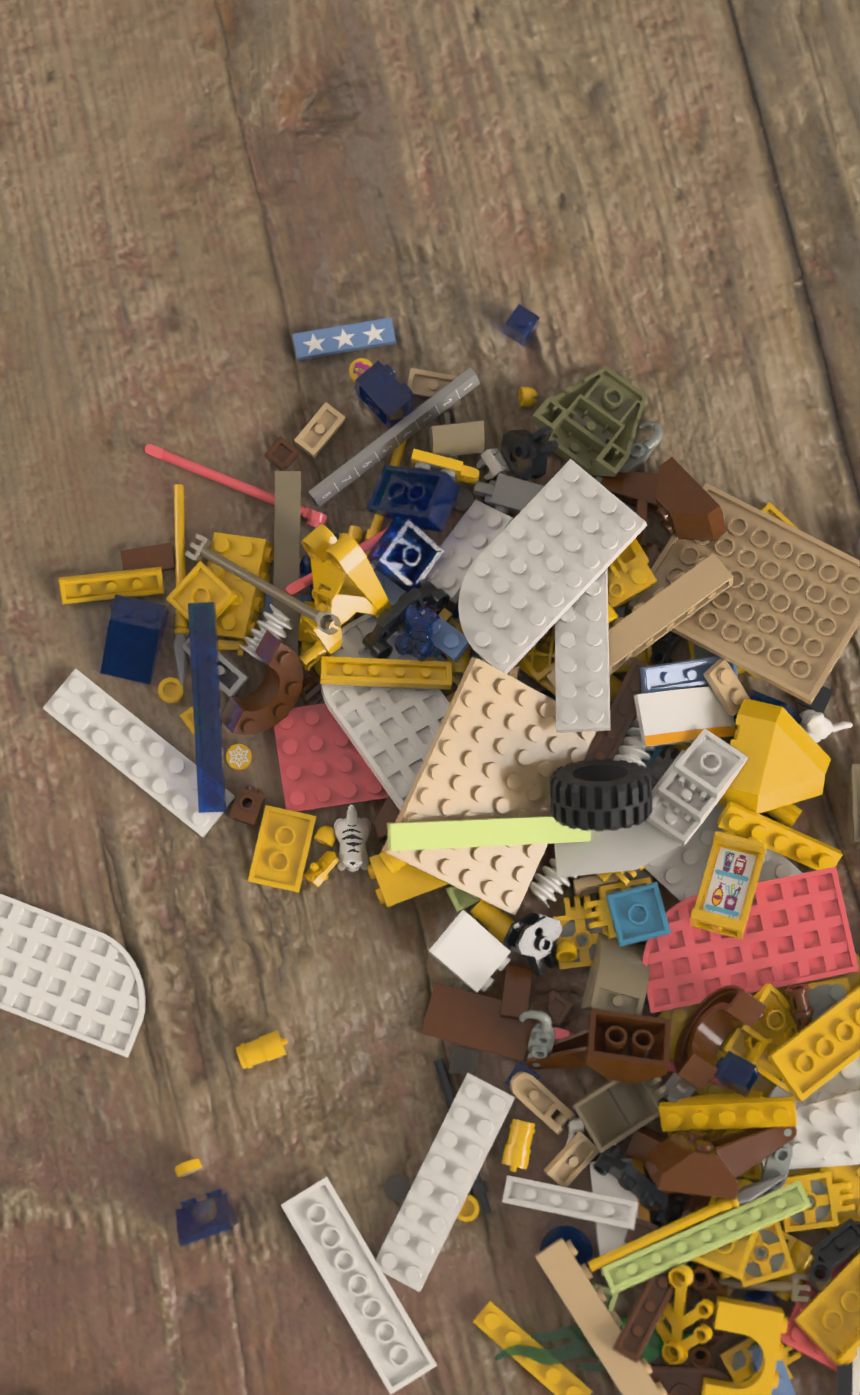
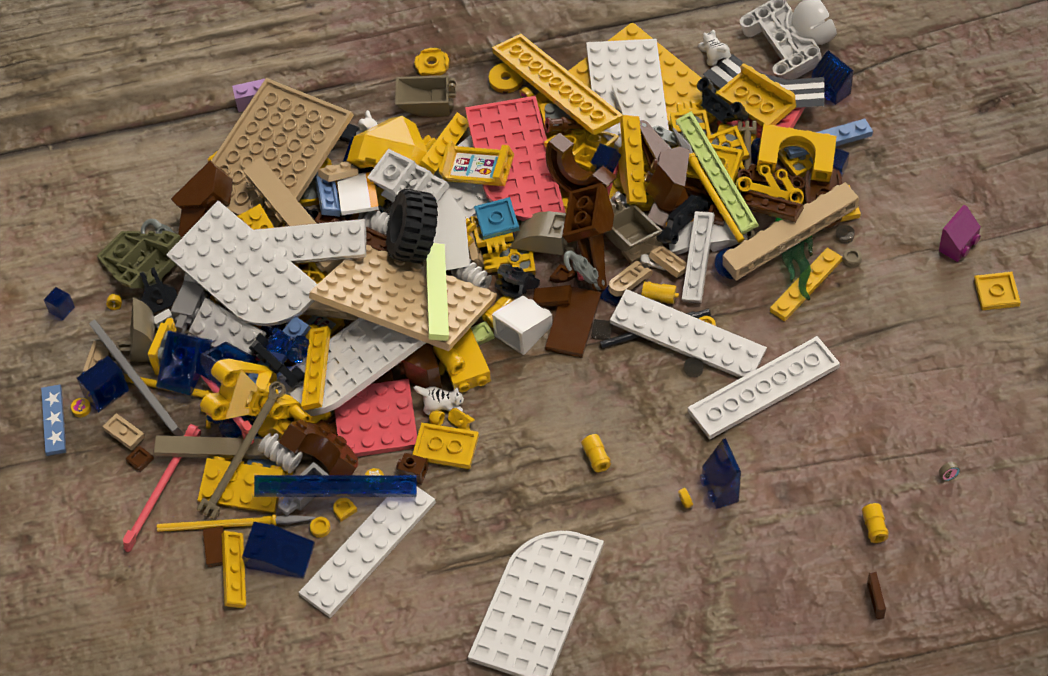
camera: 80 degrees left, 25 degrees down
(199, 587) = (244, 505): yellow tile -> none
(566, 951) = (522, 262): yellow hinge -> none

